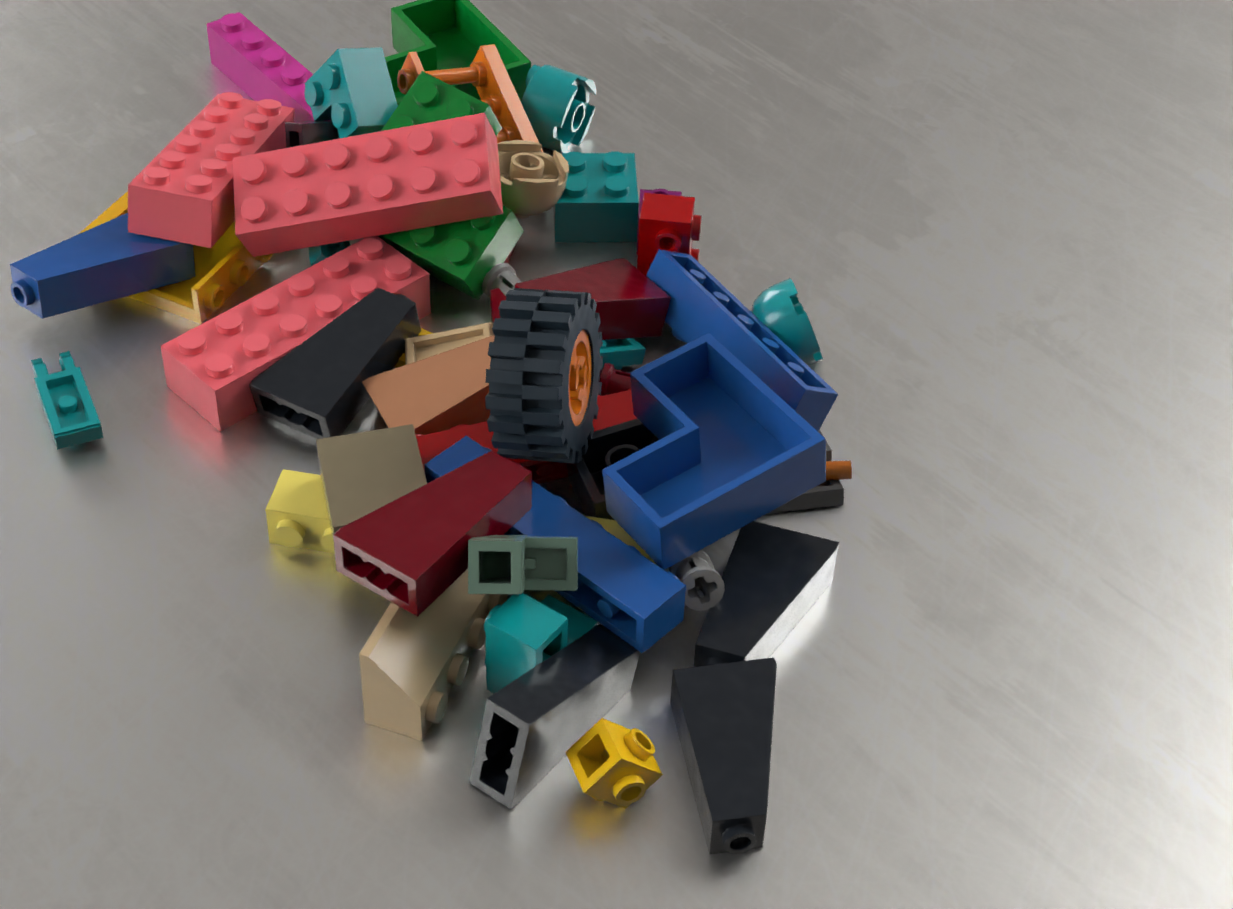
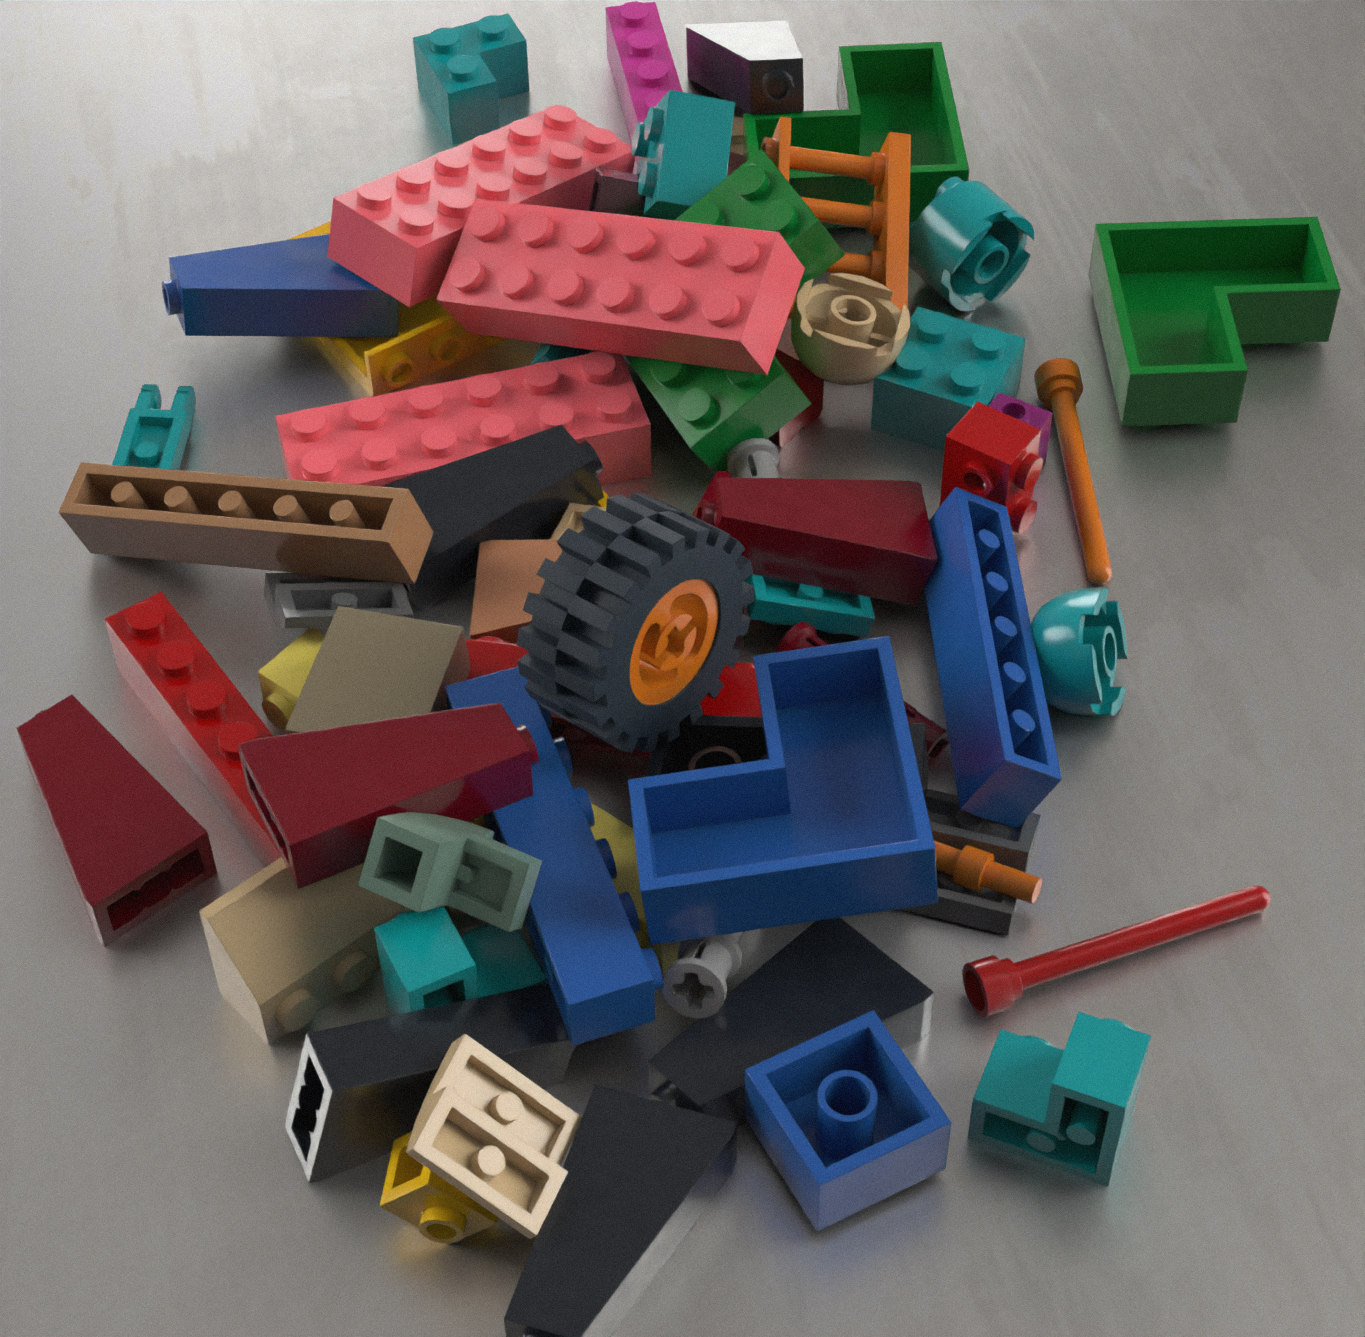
camera: 30 degrees right, 5 degrees up
(128, 95) = (467, 72): none -> teal brick
(190, 417) = (248, 522): none -> medium nougat brick
(214, 639) = (115, 823): none -> dark red slope
(255, 561) = (193, 707): none -> red brick
(277, 449) = (312, 600): none -> dark grey slope
(322, 31) = (748, 64): none -> black slope
(640, 714) = (494, 1135): none -> tan slope
(662, 176) = (1059, 388): none -> orange piece
(721, 107) = (1186, 298): none -> green piece
(833, 633) = (846, 1119): none -> blue brick
(861, 530) = (996, 983): none -> red piece
(954, 579) = (1060, 1103): none -> teal brick

